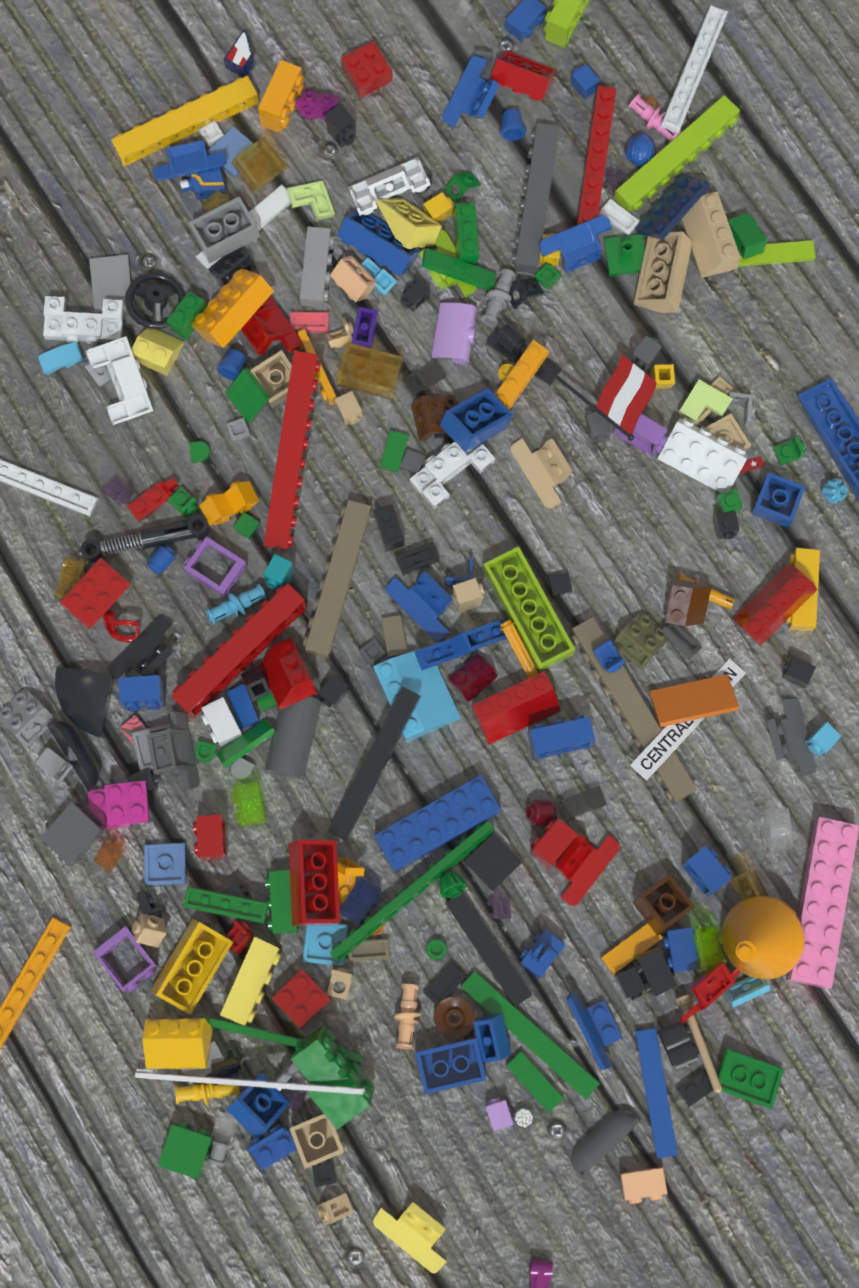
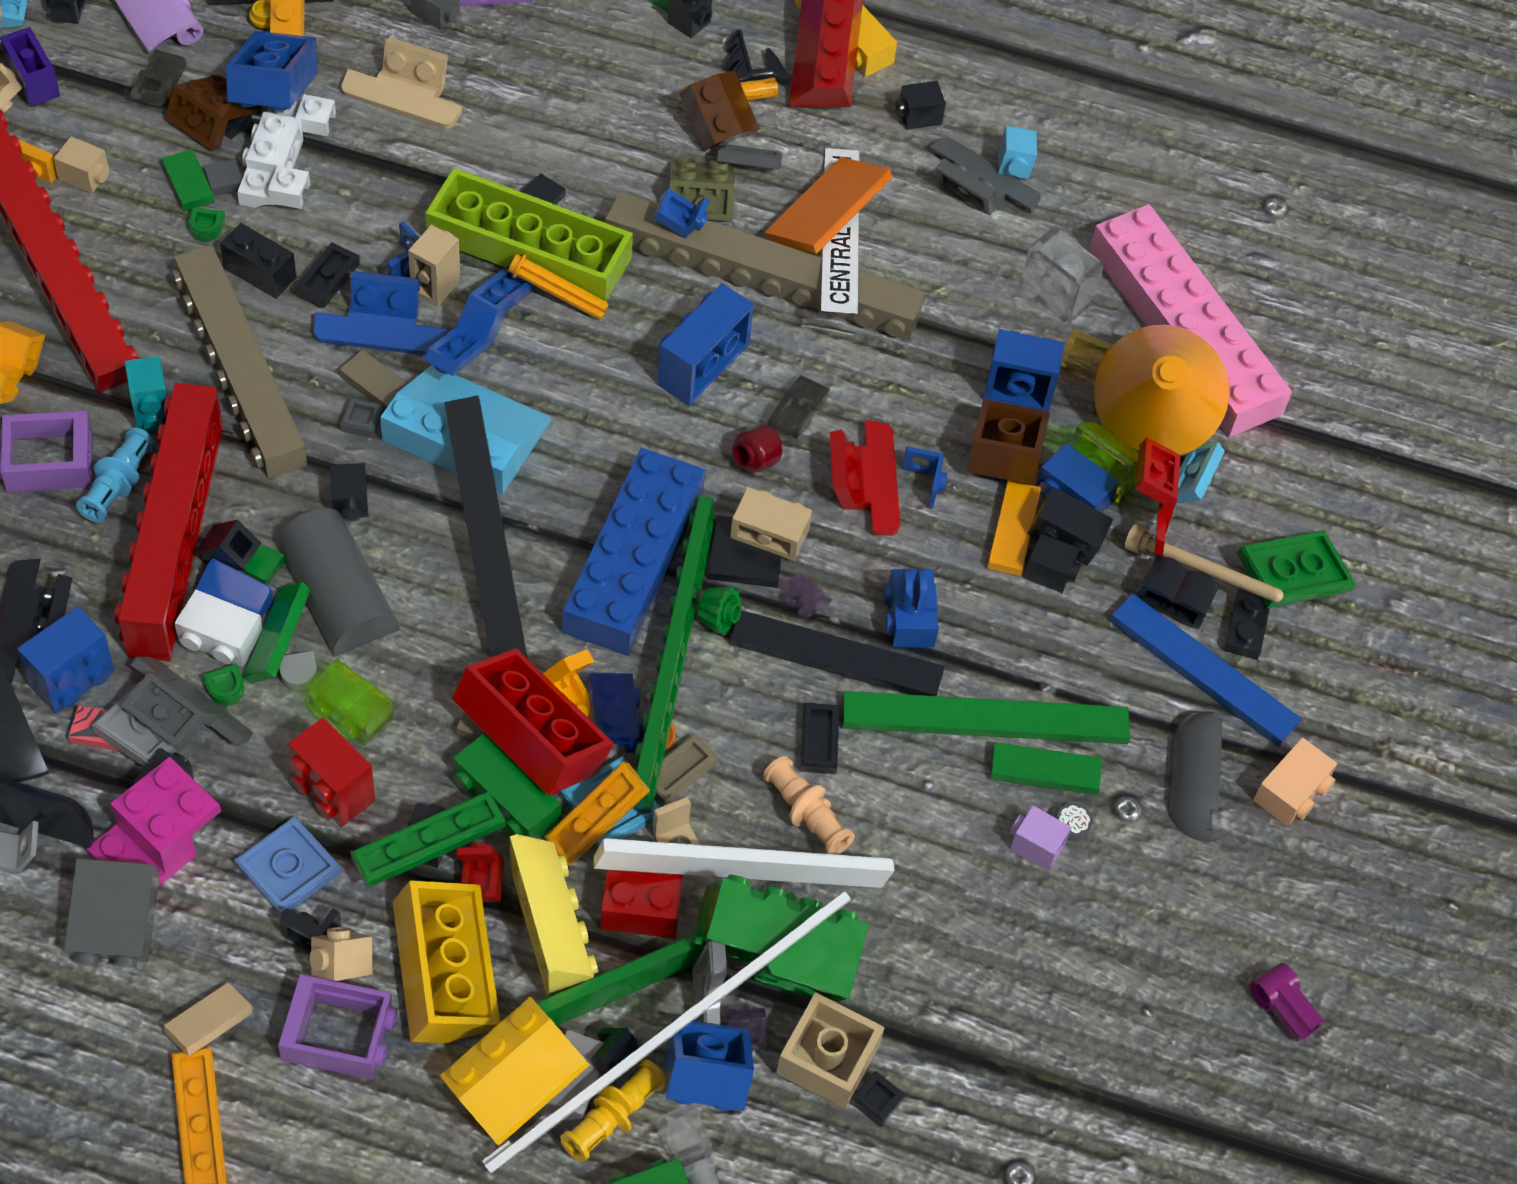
camera: 45 degrees left, 20 degrees down
(77, 913) = (208, 1019): none -> tan tile
(109, 855) = (193, 909): clear orange bracket -> none
(246, 526) = (50, 381): green tile -> none
(273, 1147) = (773, 1113): blue bracket -> none
(286, 674) = (269, 498): red slope -> none
(309, 948) = (597, 813): none -> light orange tile
(335, 1209) = (935, 1130): tan bracket -> none
(360, 1035) = (743, 862): none -> white tile
(369, 371) = (76, 103): clear yellow brick -> none
(383, 484) = (206, 224): none -> green tile
(414, 1233) = (1071, 1073): light yellow plate -> none
(436, 949) = (769, 704): green tile -> none
(450, 1066) = (923, 820): blue brick -> none
(465, 1015) = (872, 750): reddish brown dish -> none
(473, 677) = (525, 358): dark red bracket -> none
(492, 1037) = (944, 744): blue brick -> none
(511, 861) = (771, 523): none -> tan brick
(516, 708) = (612, 356): red slope -> none
(553, 844) = (807, 463): red brick -> none
(596, 1027) = (1062, 641): blue plate -> none
(614, 897) = (933, 468): none -> blue bracket
(724, 581) = (743, 69): none -> black piece

